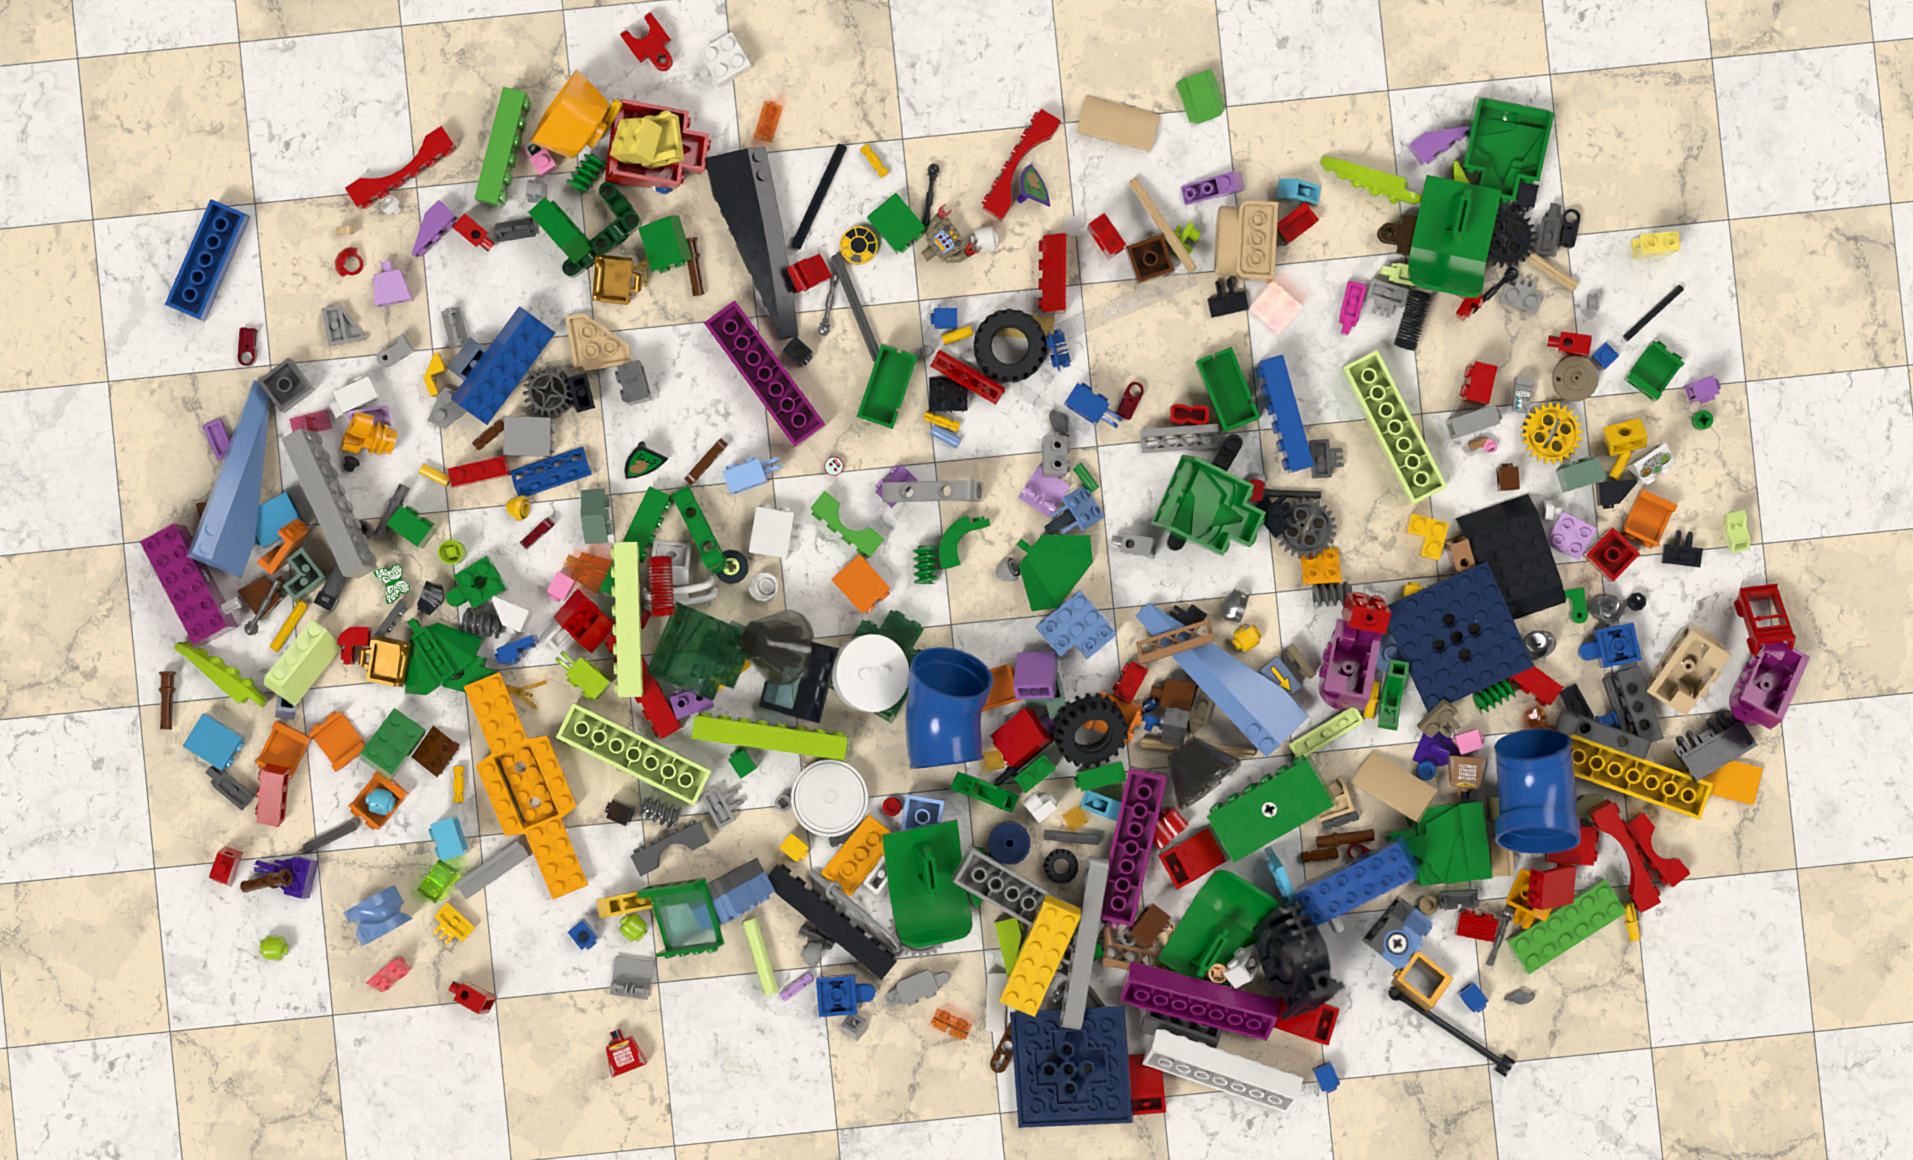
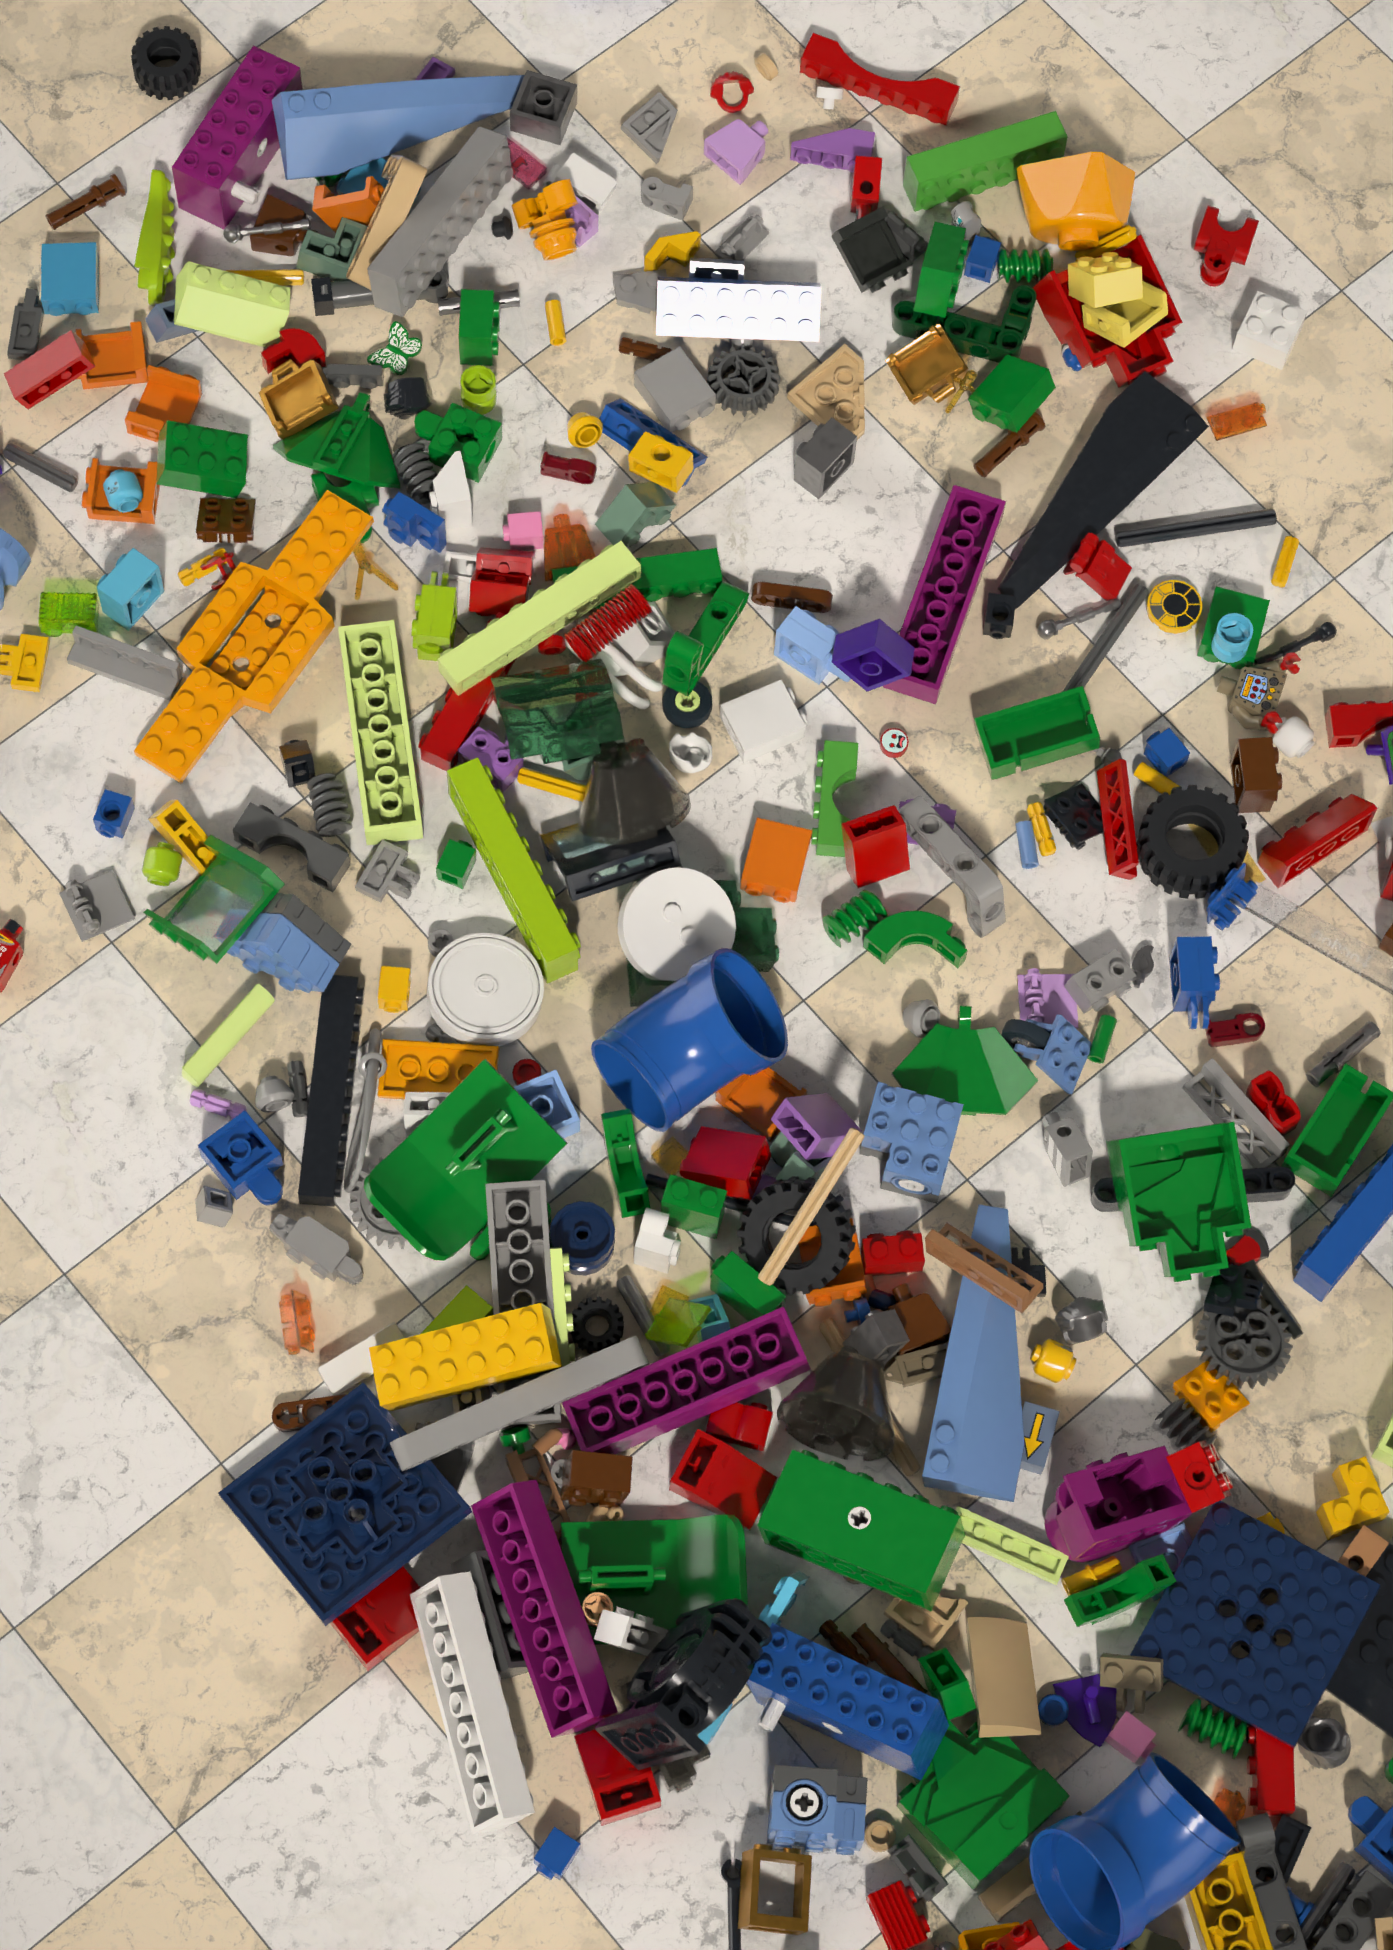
camera: 50 degrees right, 20 degrees down
(85, 591) = (163, 45): none -> black tyre
(247, 343) = (559, 47): dark red piece -> none
(297, 513) = (393, 207): none -> tan beam
(474, 775) = (218, 561): none -> red piece
(479, 472) = (594, 362): red brick -> none
(516, 257) = (871, 251): none -> pearl dark grey panel
(540, 159) = (1003, 213): bright pink slope -> none
(563, 193) = (982, 258): none -> blue brick
(580, 389) = (772, 404): black brick -> none
(585, 481) = (646, 462): none -> yellow brick
(642, 461) = (739, 526): shield -> none
(783, 450) = (873, 655): none -> dark purple brick
(895, 526) = (876, 846): none -> red brick
(908, 235) = (1232, 637): none -> medium azure wheel
(995, 281) = (1255, 774): none -> reddish brown brick
(1037, 879) = (561, 1295): none -> yellowish green plate
(1087, 719) = (811, 1206): none -> tan axle
(1092, 825) = (678, 1322): none -> clear neon green piece
(1187, 375) = (1334, 1061): none -> flat silver pin
(1304, 668) = (1075, 1436): dark tan plate -> none
(1324, 458) = (1346, 1308): dark grey hinge -> none
(1379, 819) = (947, 1683): none -> green brick
(1465, 773) = (1089, 1761): medium nougat torso -> none

